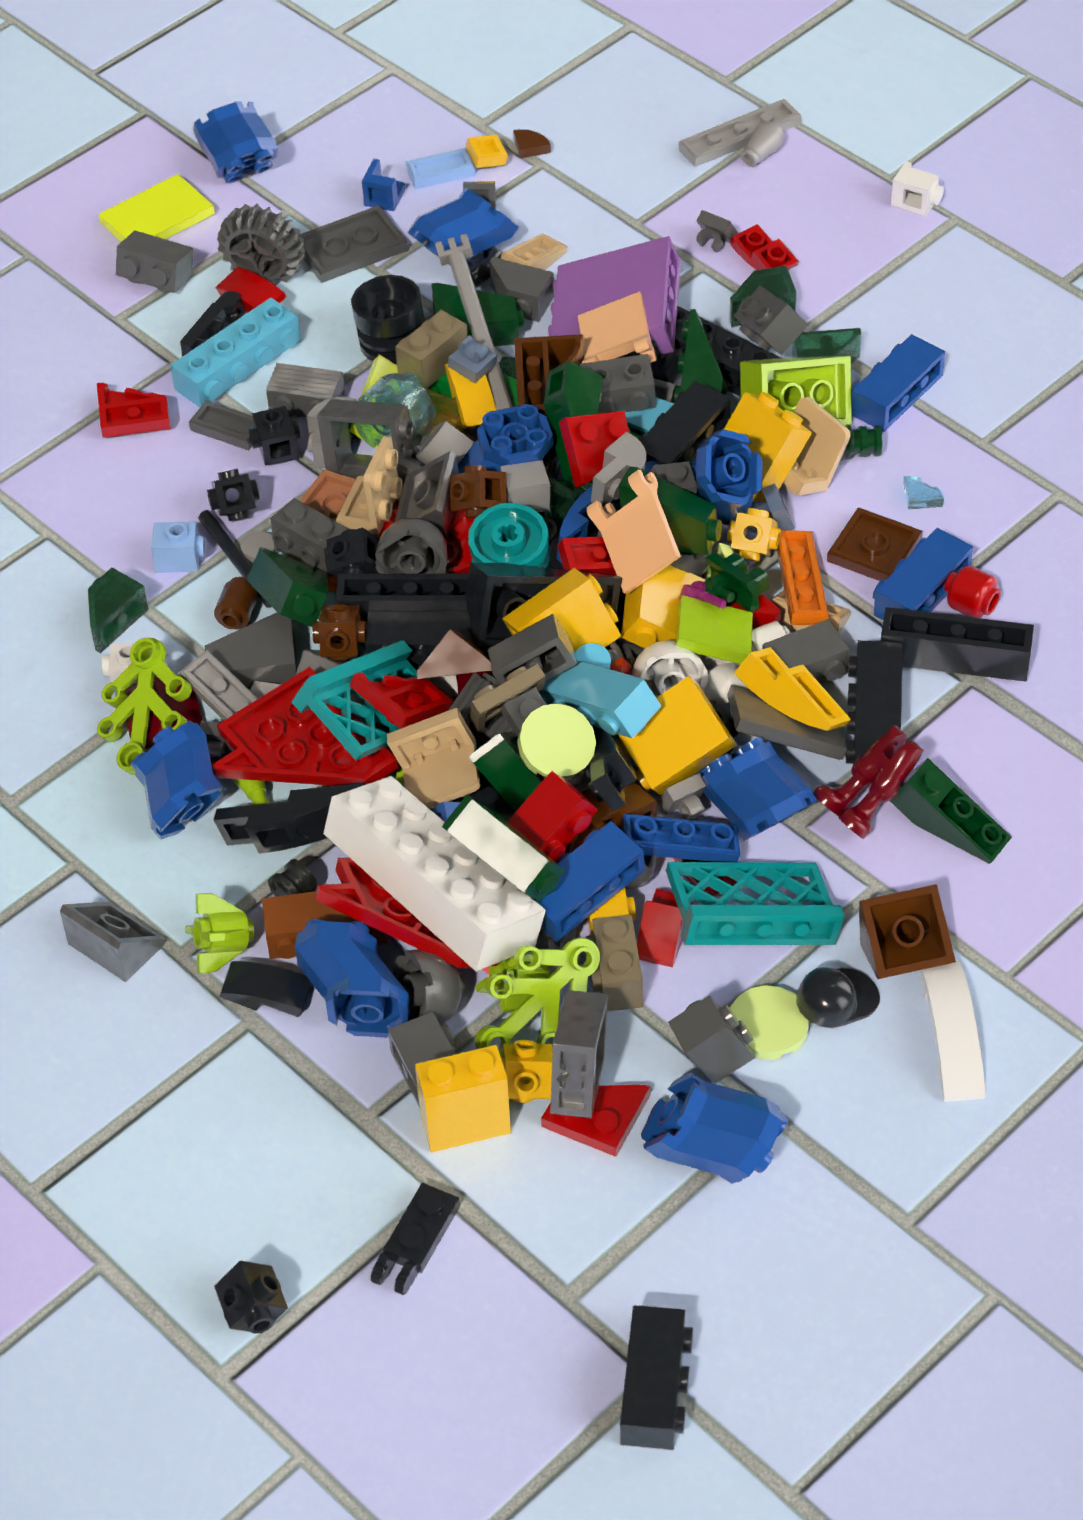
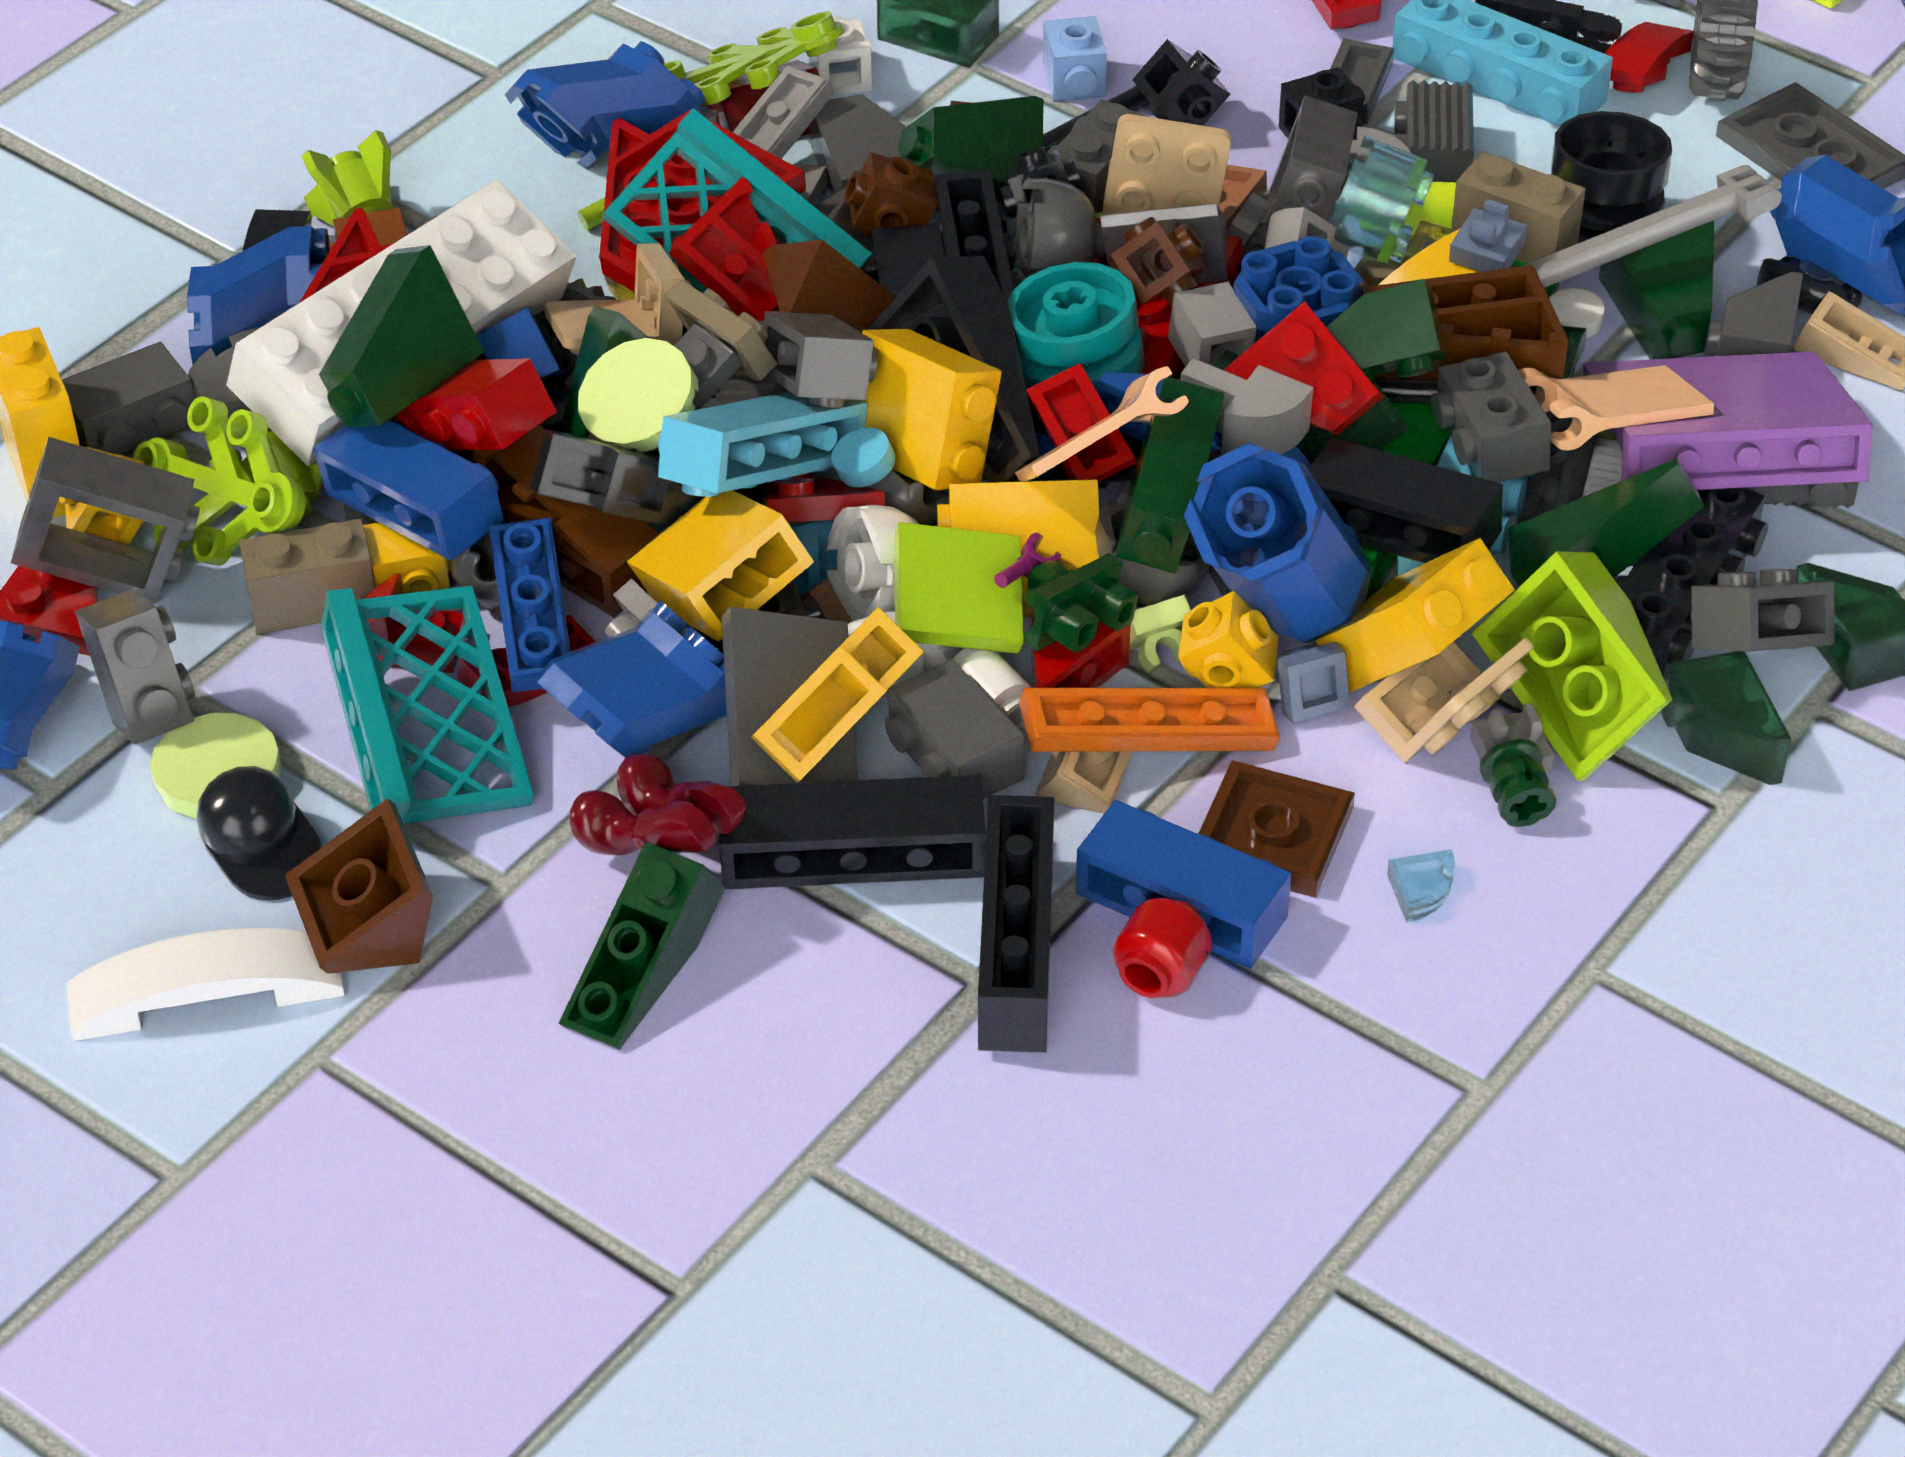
camera: 80 degrees right, 5 degrees down
(110, 937) = (350, 96): flat silver slope -> none
(280, 824) = (547, 195): black slope -> none
(897, 382) = (1688, 820): blue brick -> none

